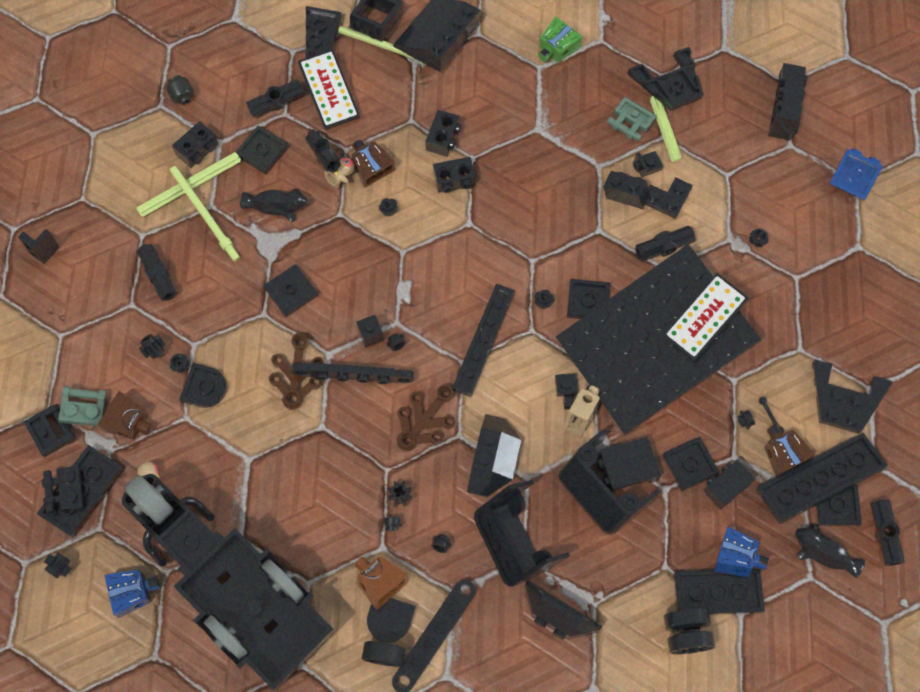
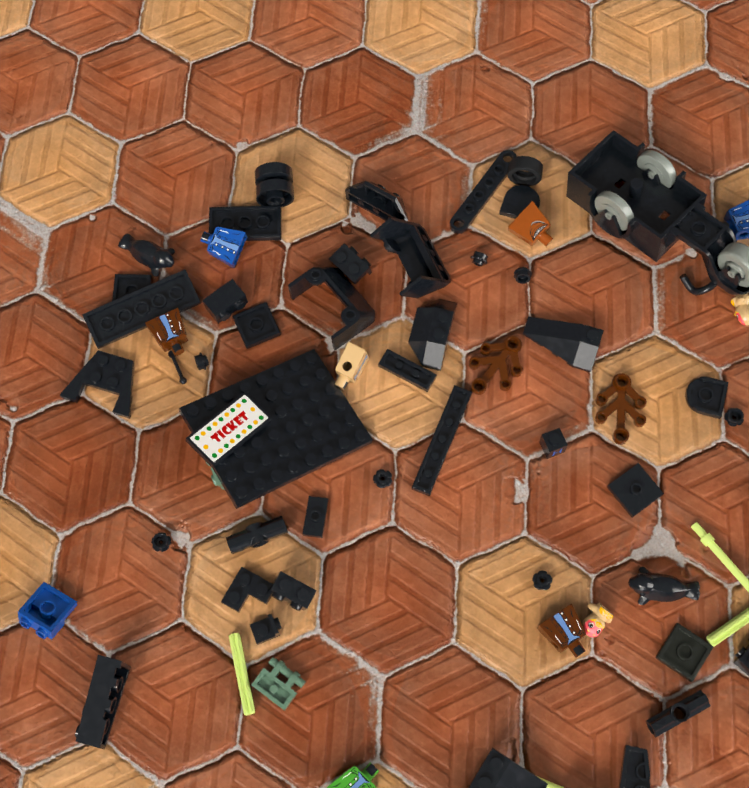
camera: 175 degrees left, 0 degrees up
(323, 151) = (622, 648): black piece -> none
(328, 89) = (618, 724): tile -> none
(344, 443) = (568, 340): none -> black wedge
(345, 372) = (573, 401): black plate -> none
(396, 342) = (527, 435): black plate -> none
(402, 498) = (517, 302): black gear -> none
(440, 132) = (492, 667): black brick -> none
(452, 170) = (475, 619): black brick -> none
(521, 413) = (407, 370): none -> black tile
(566, 387) = (364, 393): black plate -> none
(585, 297) = (339, 480): black tile -> none
(589, 533) = (350, 264): none -> black bracket
(608, 263) = (315, 517): none -> black plate
(628, 464) = (312, 318): black panel -> none
(672, 88) = (222, 724): black wing -> none
(889, 546) = (95, 274): black piece -> none

